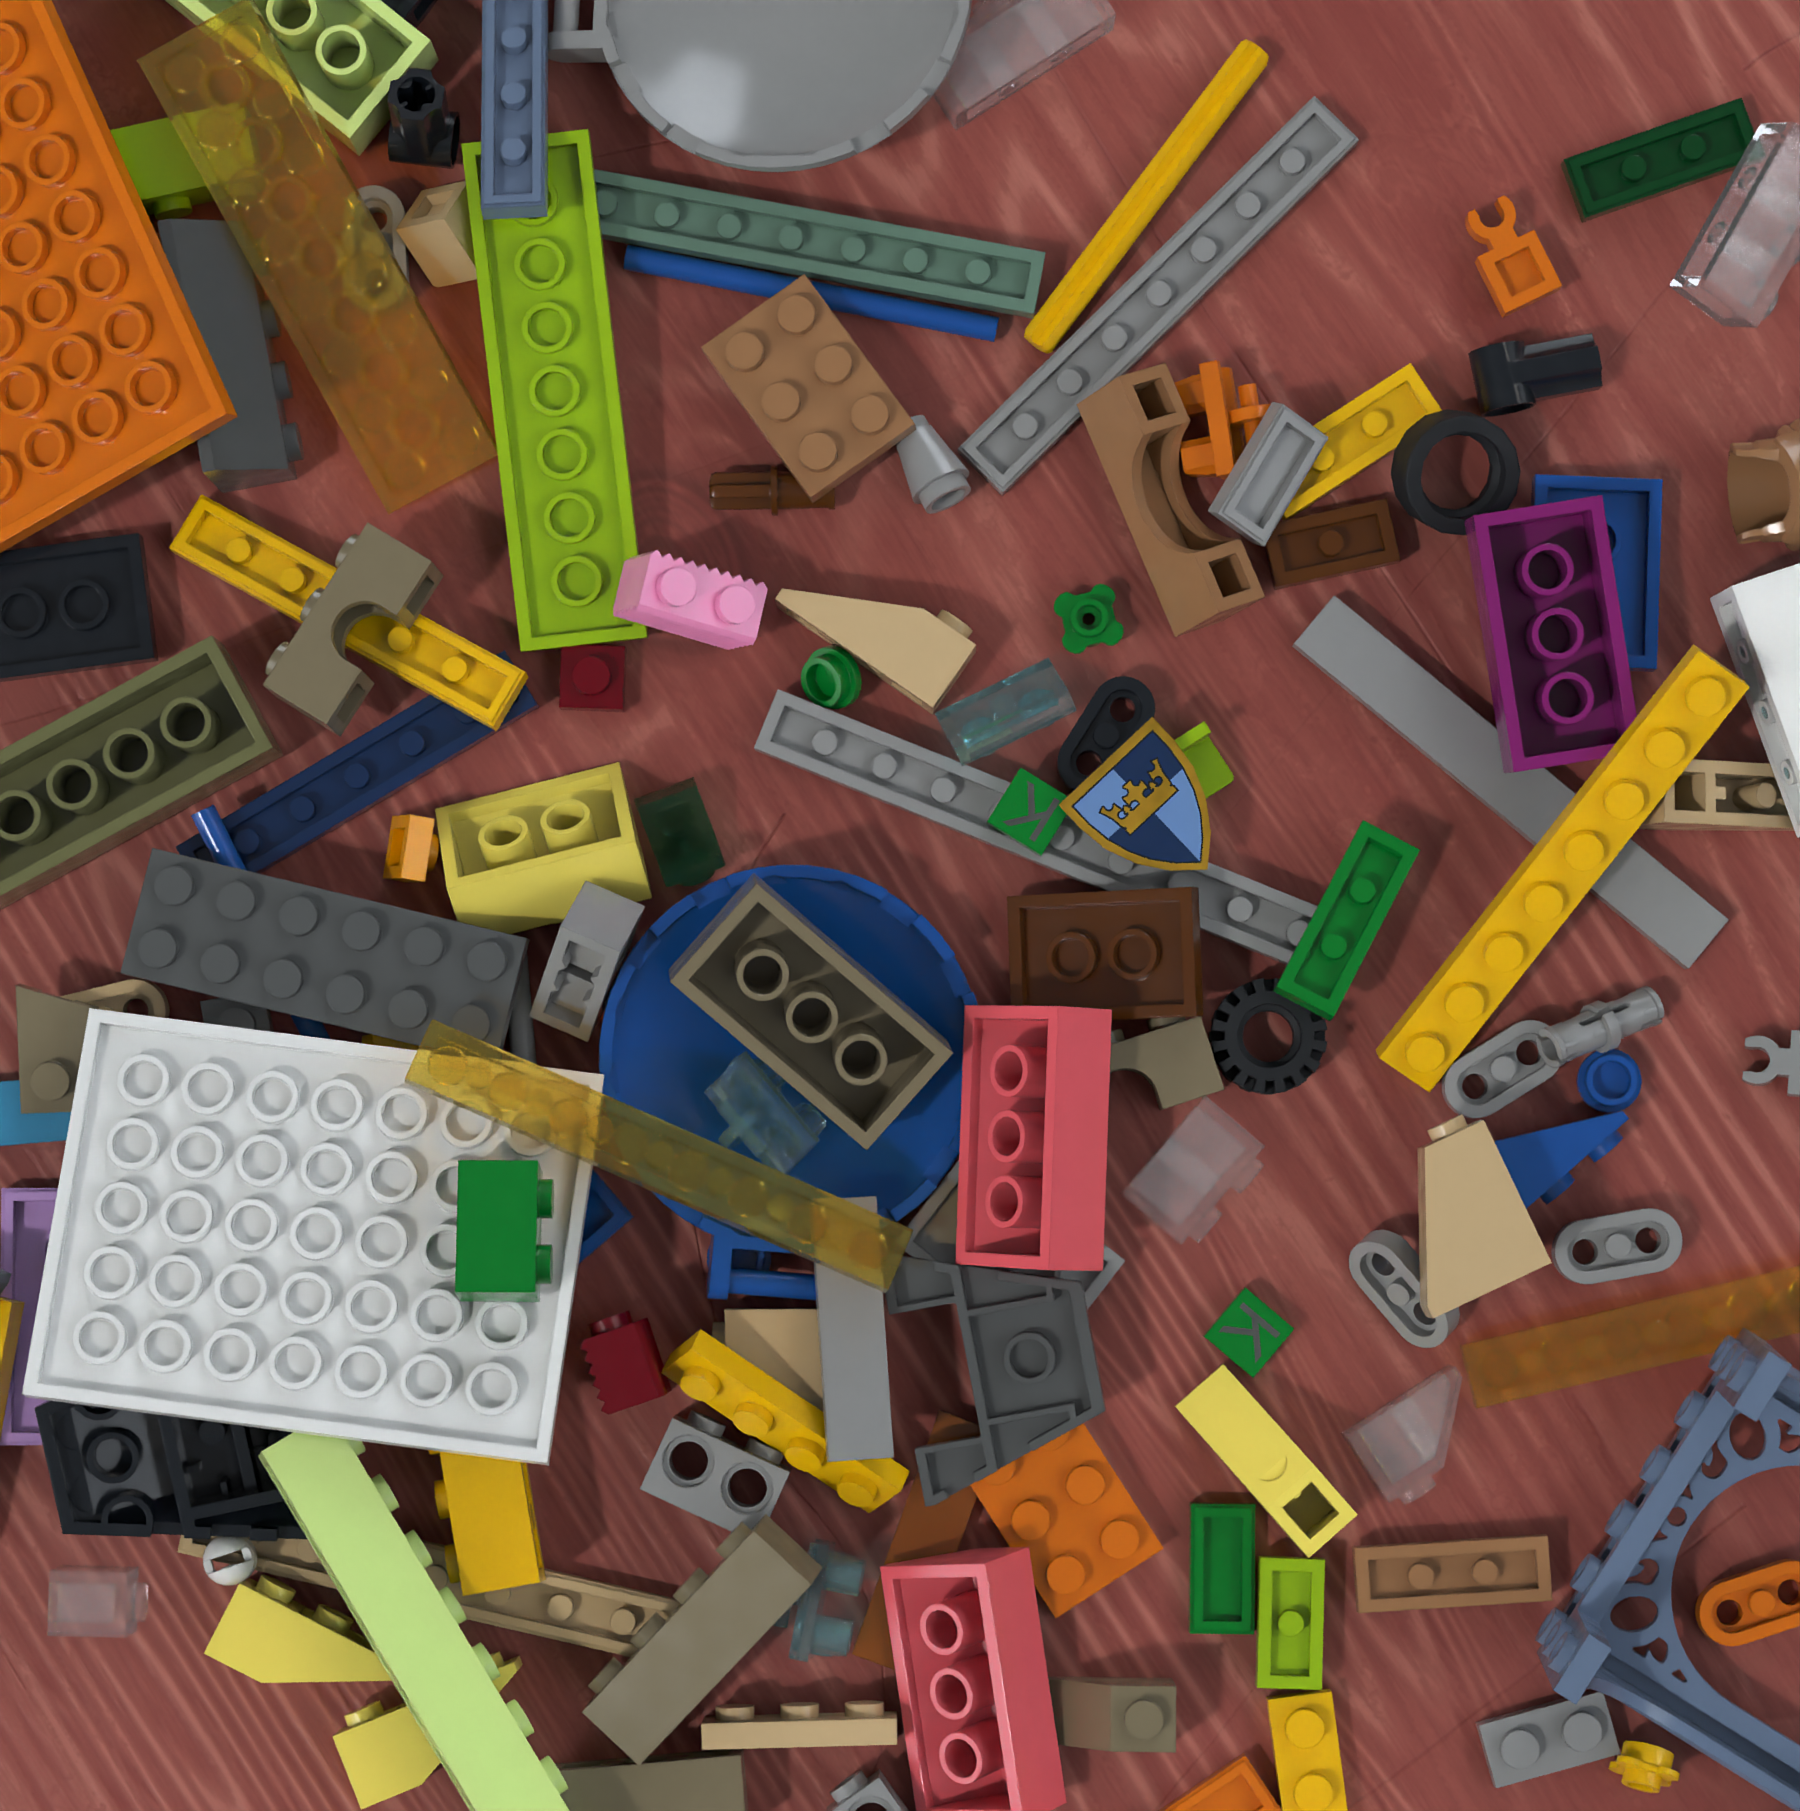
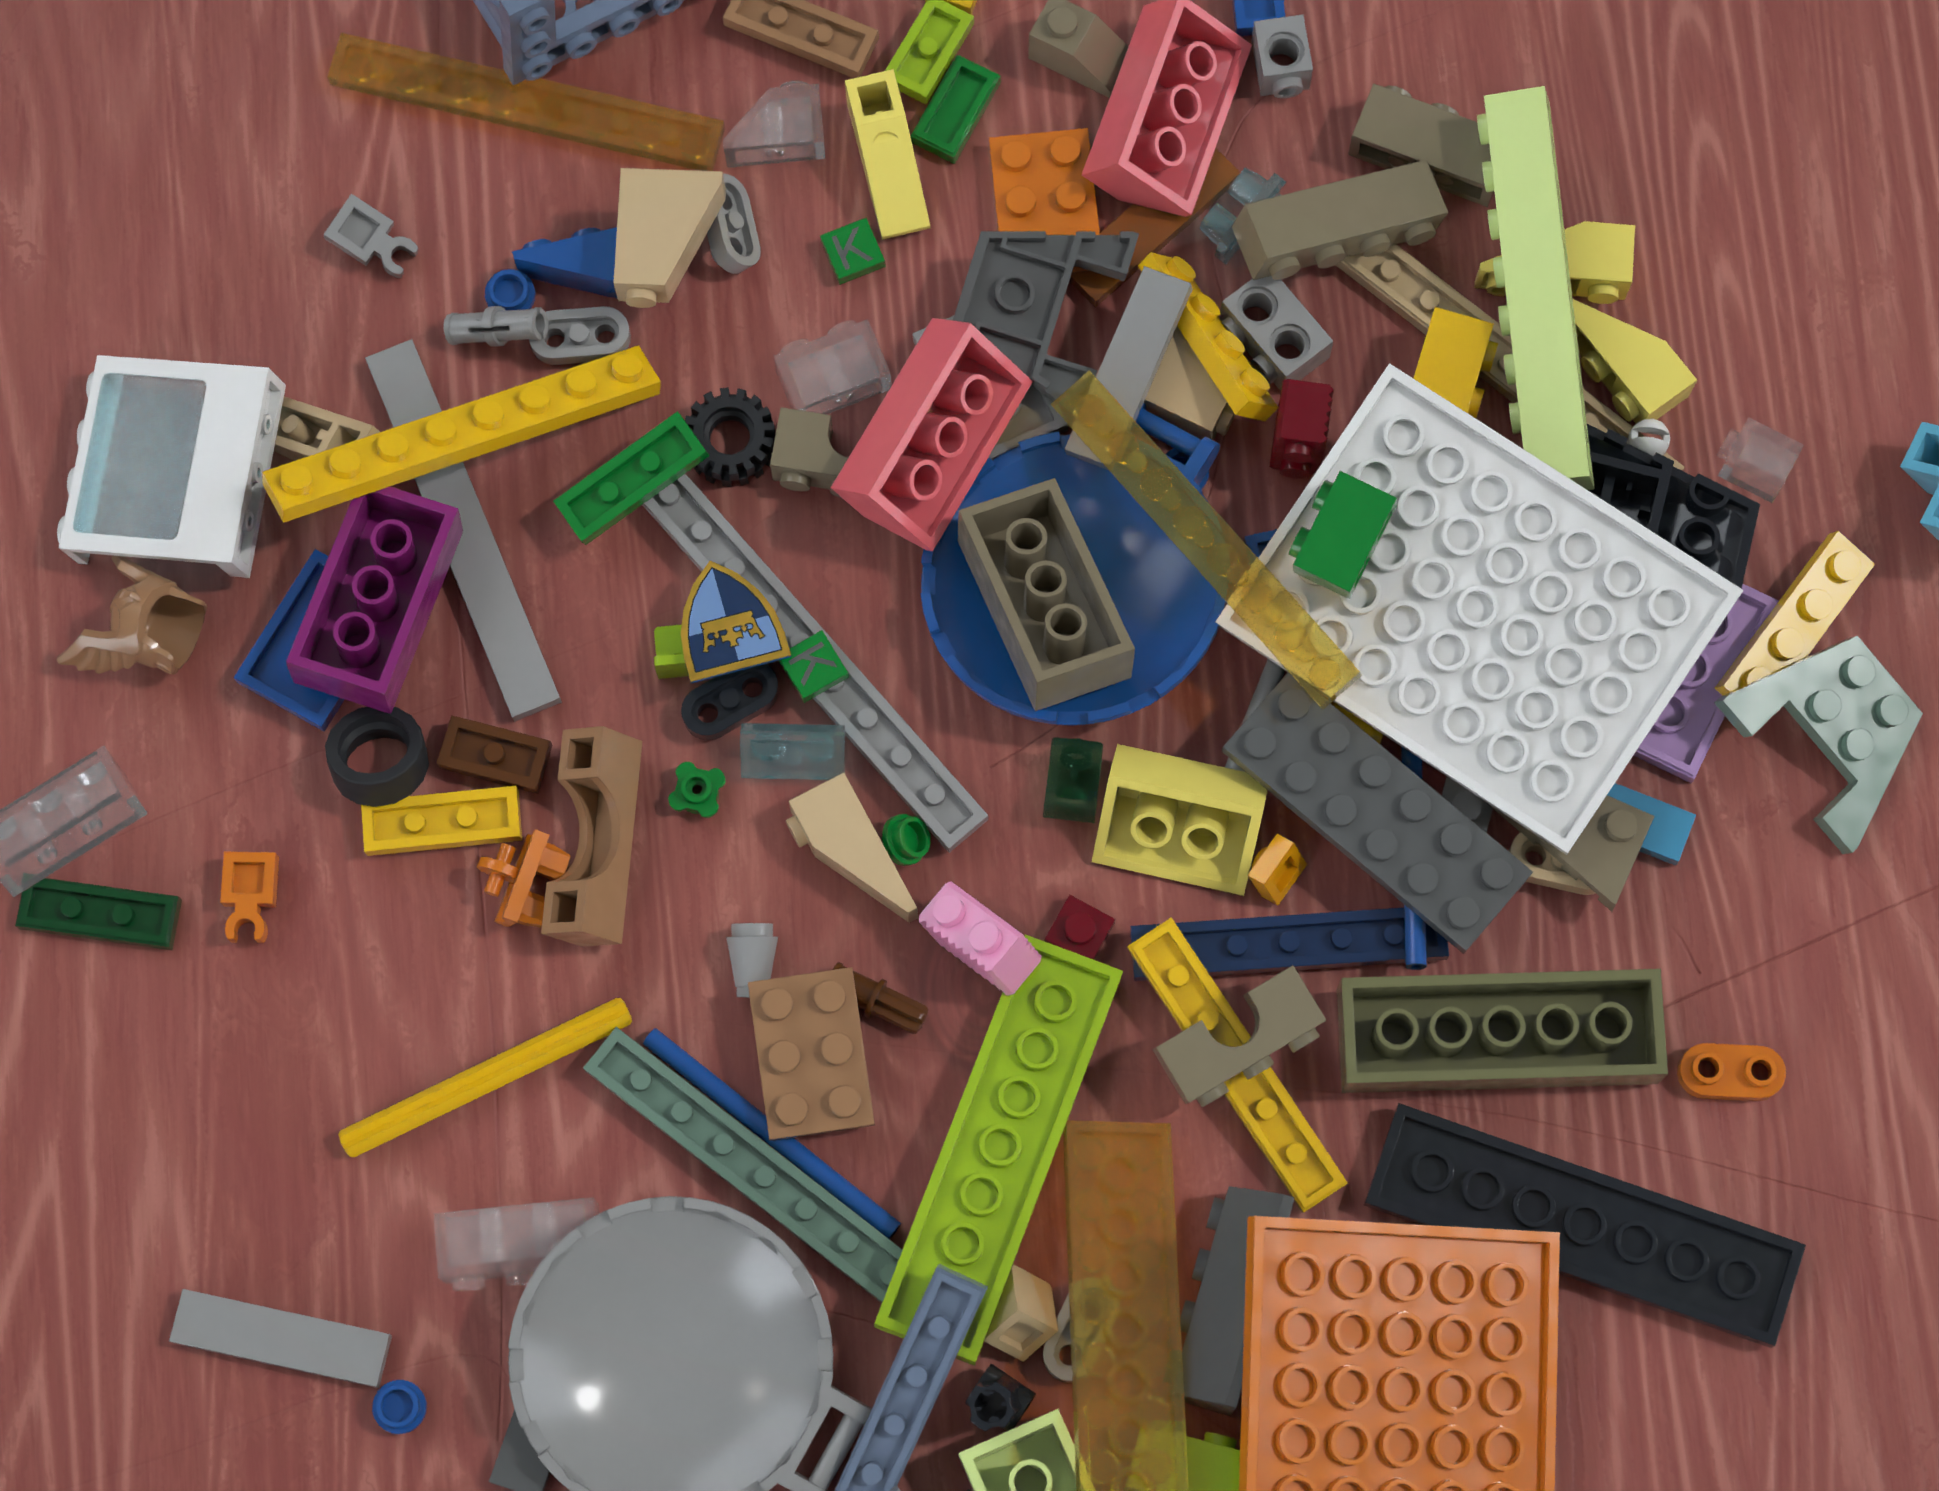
camera: 155 degrees left, 10 degrees down
(586, 960) = (1186, 715): light grey brick -> none
(761, 1116) = (1117, 544): clear light blue hips -> none
(799, 1726) = (1300, 139): tan plate -> none
(1108, 951) = (813, 542): reddish brown plate -> none
(1159, 294) = (516, 1001): light grey tile -> none
(1268, 474) = (511, 816): light grey tile -> none
(1515, 376) = (292, 805): black piece -> none
(1615, 1246) = (571, 180): light grey plate -> none

